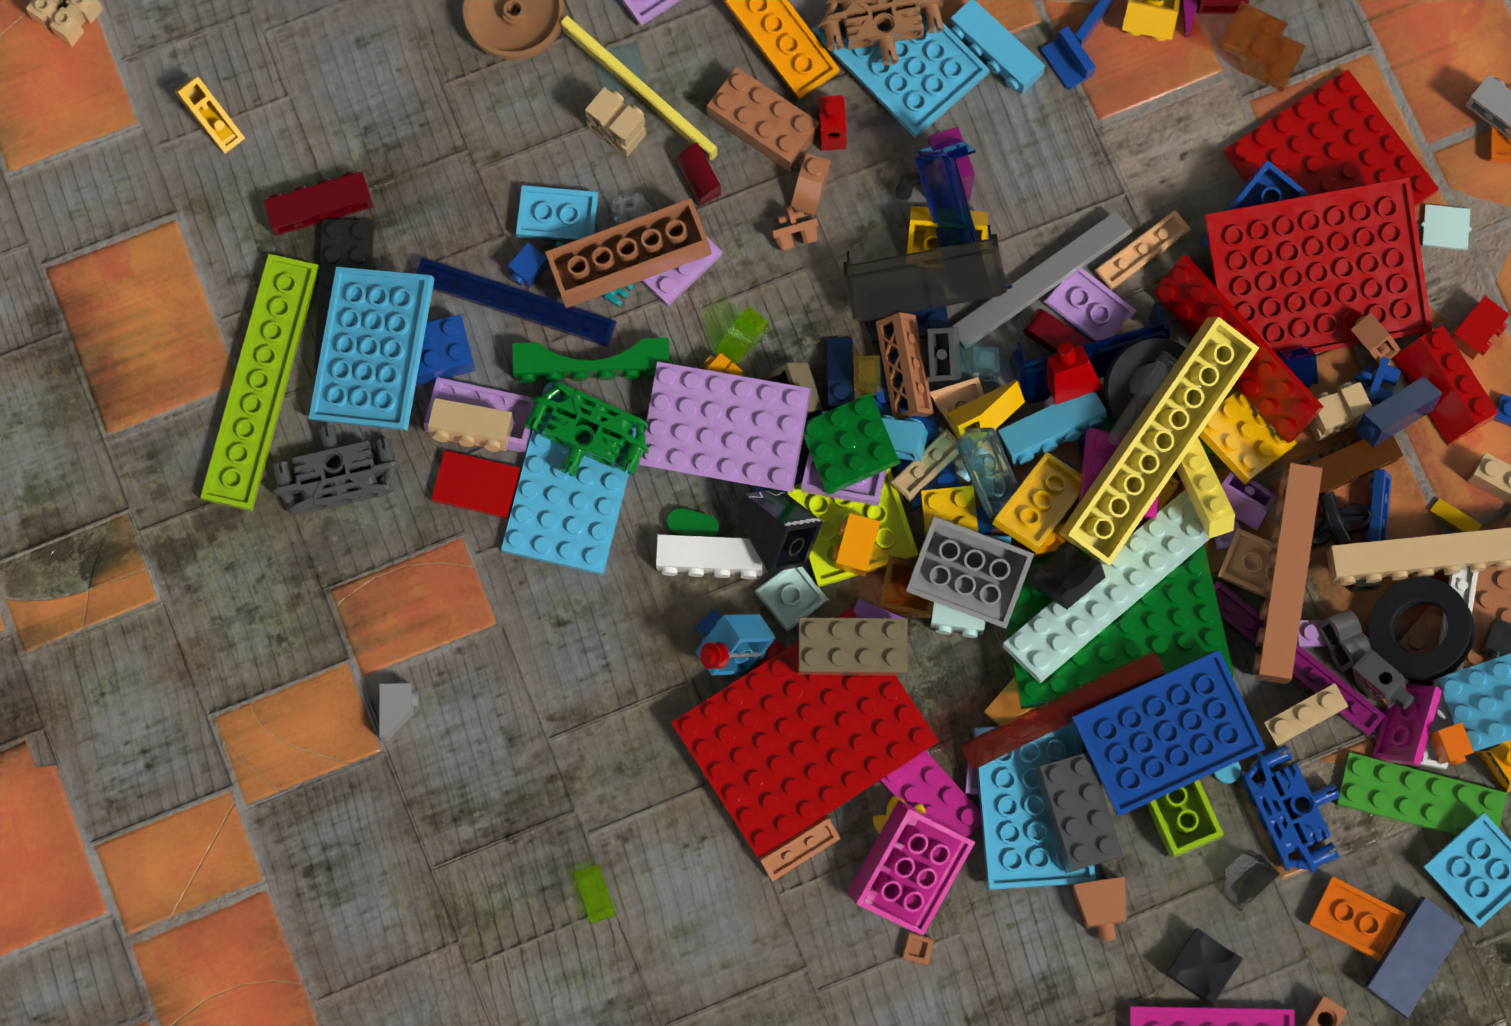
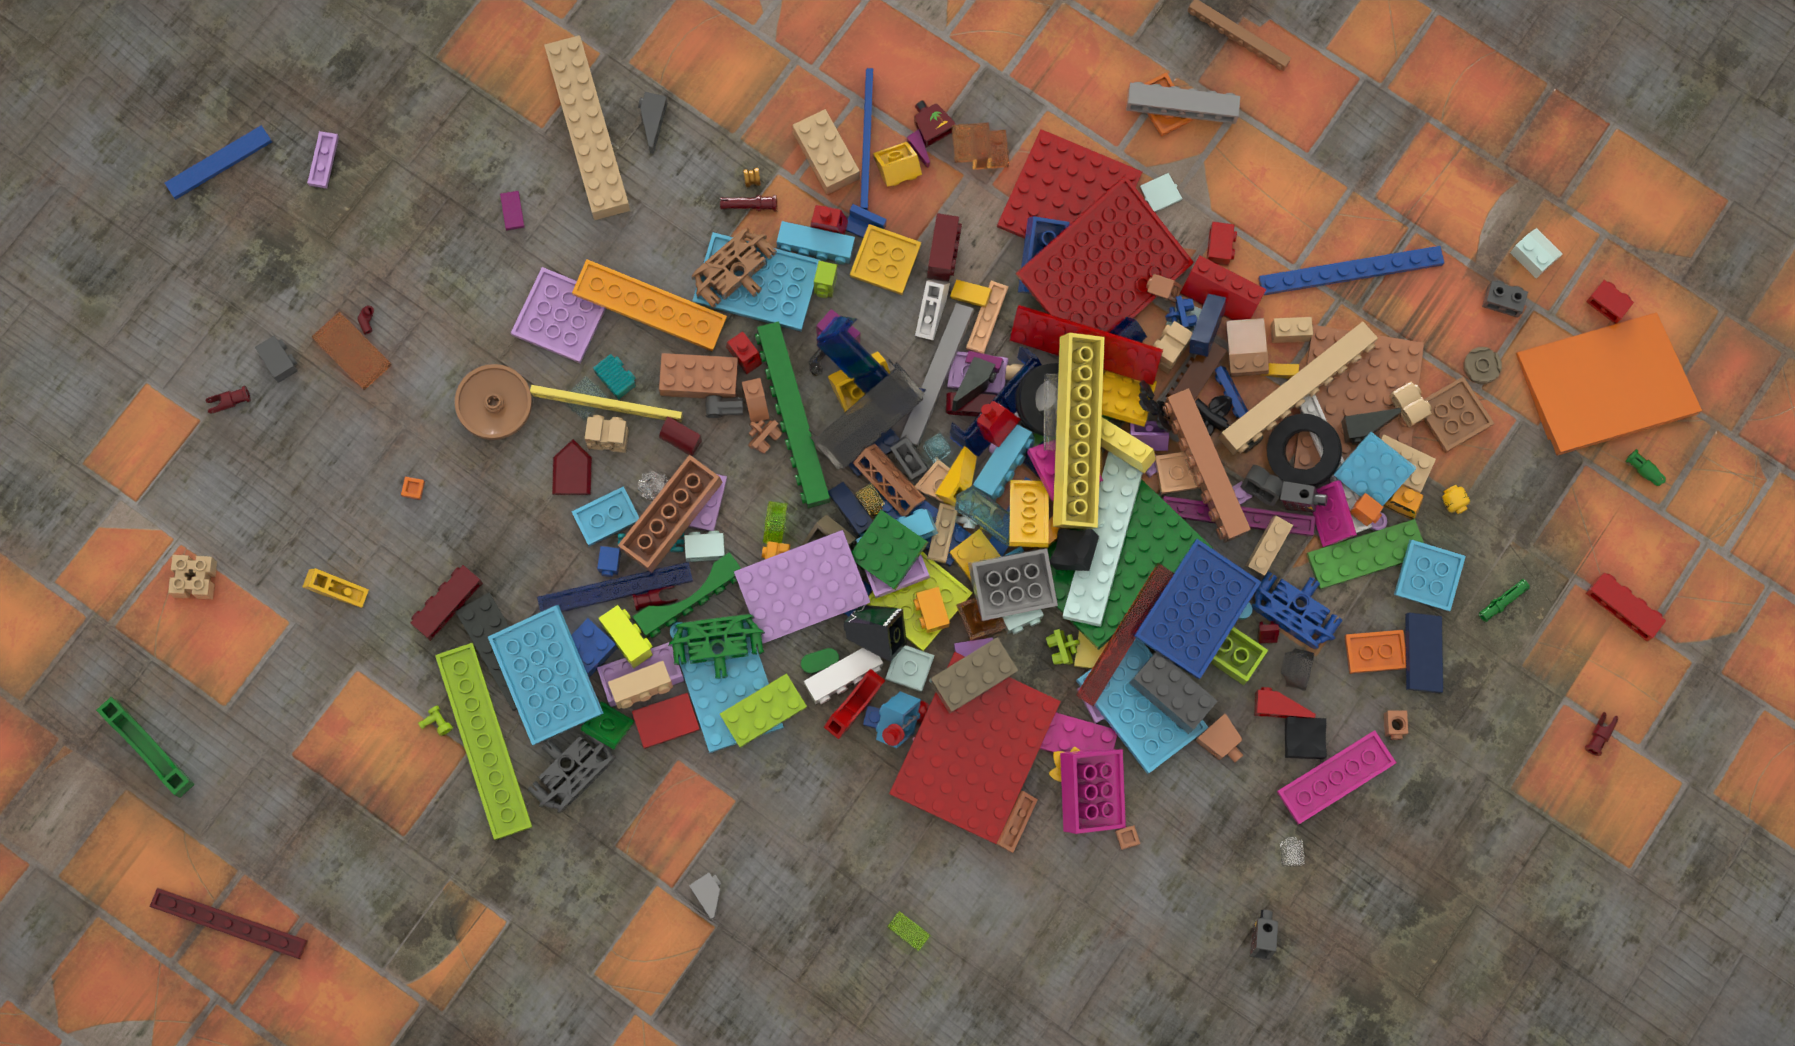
camera: 40 degrees left, 0 degrees up
(226, 340) = (435, 715): none -> lime piece
(364, 54) = (412, 488): none -> orange plate
(406, 450) = (608, 727): none -> green tile
(492, 361) = (626, 636): none -> neon yellow brick
(548, 337) = (651, 598): none -> dark red piece
(553, 141) = (572, 471): none -> dark red tile
(590, 540) = (763, 710): none -> lime plate
(645, 315) = (704, 546): none -> light aqua brick
(668, 63) = (614, 376): none -> teal brick
(700, 597) = (855, 704): none -> red arch
(765, 167) = (718, 406): none -> dark grey piece
(842, 227) = (793, 415): none -> green brick
(979, 93) = (825, 279): none -> lime brick
(987, 683) = (1059, 639): none -> lime hips
(1026, 27) = (829, 219): none -> red torso
(1065, 113) = (885, 259): none -> yellow plate
(1075, 314) = (975, 382): none -> pearl dark grey slope
(1084, 200) = (932, 308): none -> white slope
(1105, 297) = (995, 360): none -> magenta piece
(1141, 210) = (971, 293): none -> yellow tile
(1142, 138) = (944, 247): none -> dark red brick
(1194, 907) = (1276, 705): none -> red slope
(1239, 816) = (1268, 633): none -> dark red tile
(1269, 466) = (1152, 406): none -> black plant
(1431, 468) = (1247, 347): none -> slope
(1460, 771) = (1380, 524): none -> lavender tile

